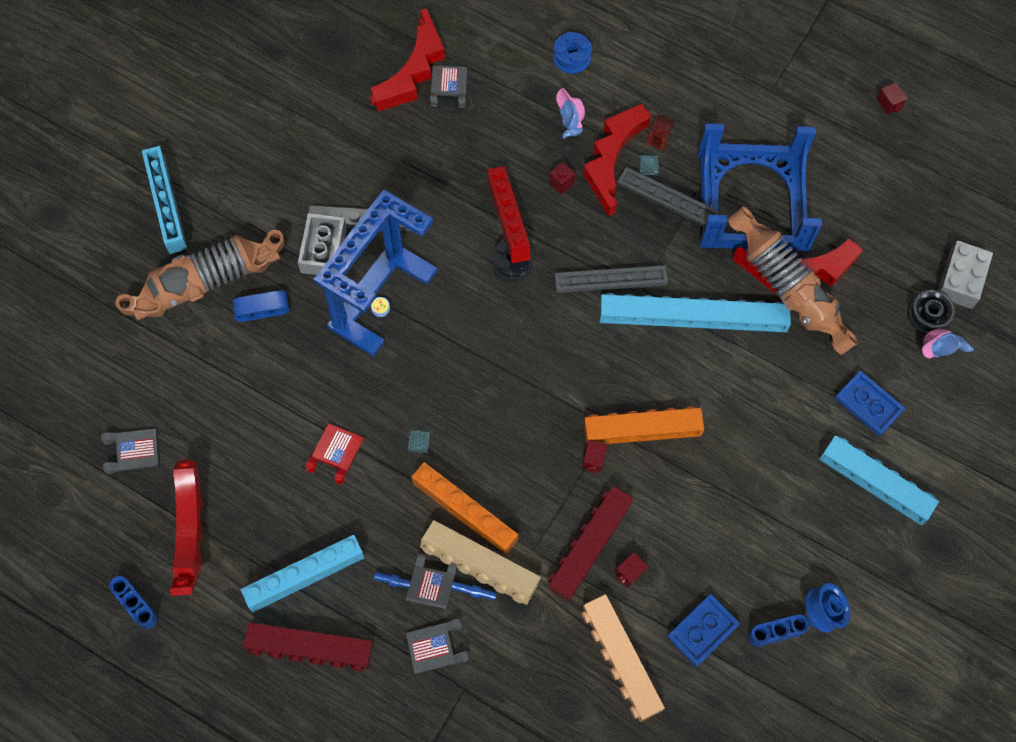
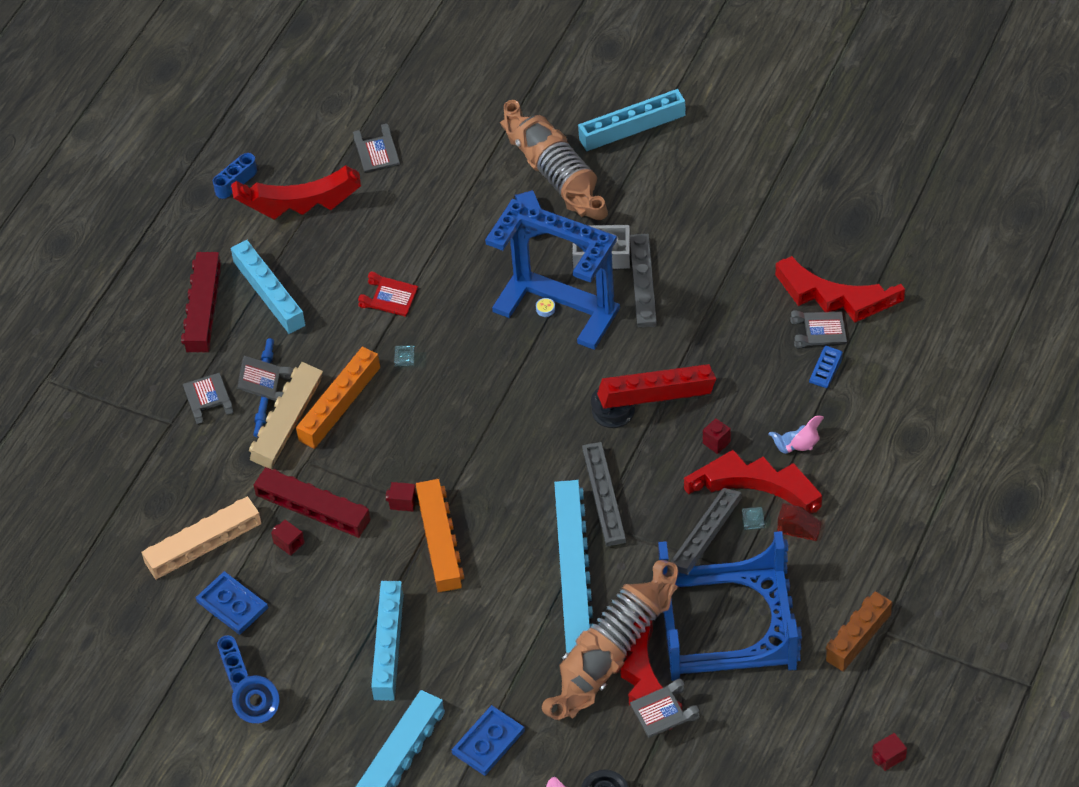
camera: 90 degrees right, 15 degrees down
(492, 77) = (830, 356): none -> blue slope
(572, 52) = (883, 430): blue wheel -> none
(761, 481) = (387, 640): none -> medium azure brick
(776, 100) = (858, 631): none -> dark orange brick
(855, 255) = (661, 711): none -> dark grey flag

